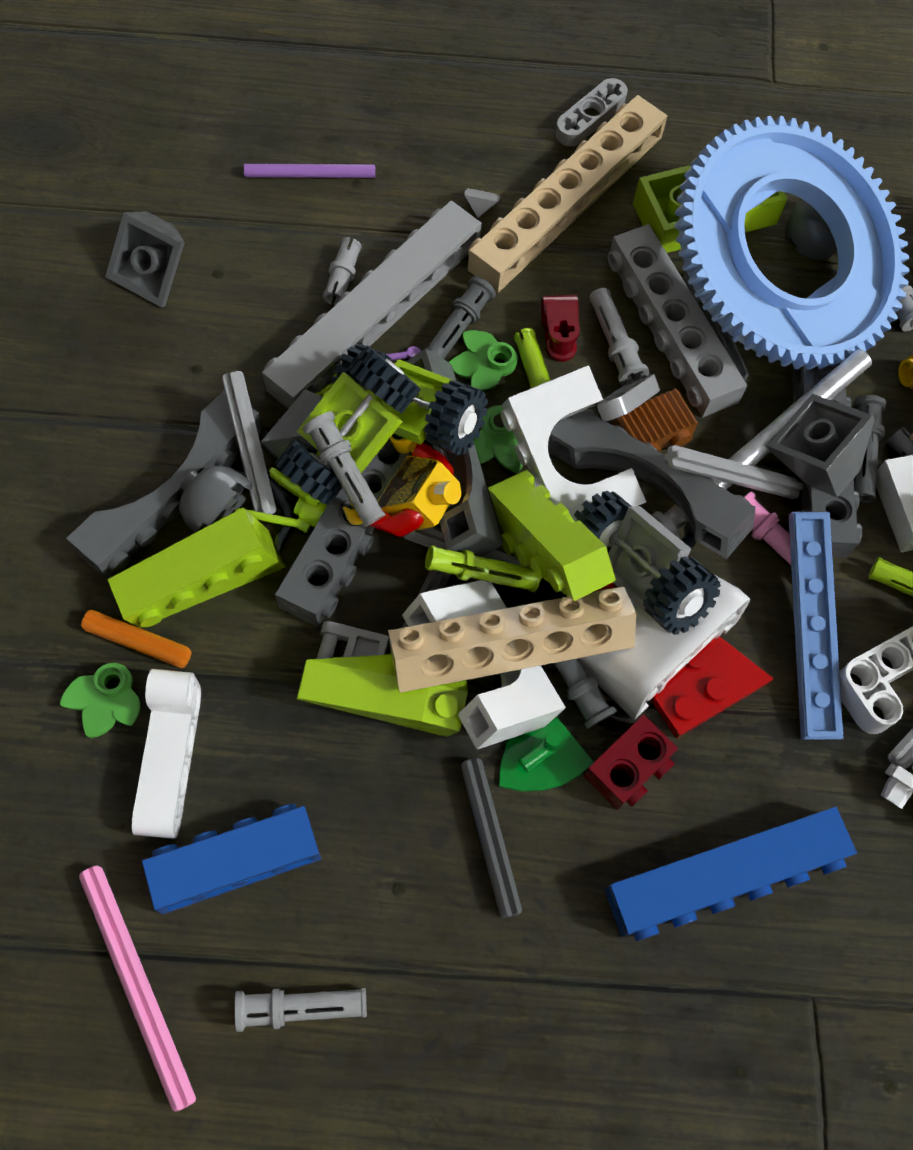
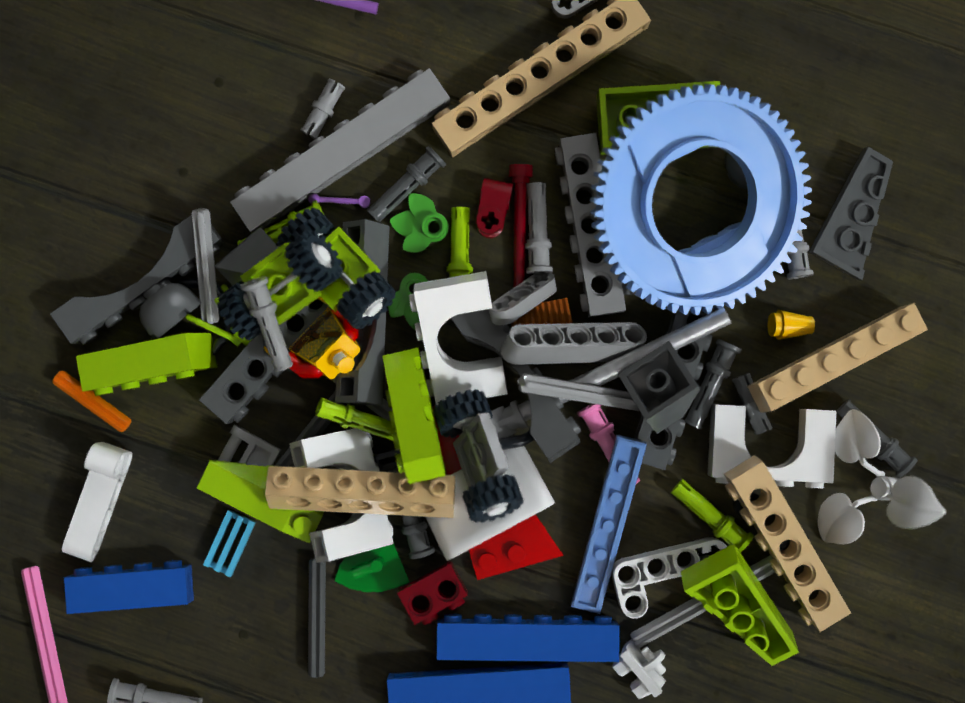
camera: 20 degrees right, 20 degrees up
(103, 705) = (57, 445): bright green plate -> none
(145, 256) = (159, 58): dark grey slope -> none
(358, 737) = (219, 566): none -> medium azure tile
(481, 200) = (462, 62): light grey slope -> none
(581, 285) = (520, 177): none -> dark red piece
(699, 424) = (571, 342): none -> light grey beam
(767, 791) = (528, 639): none -> blue brick

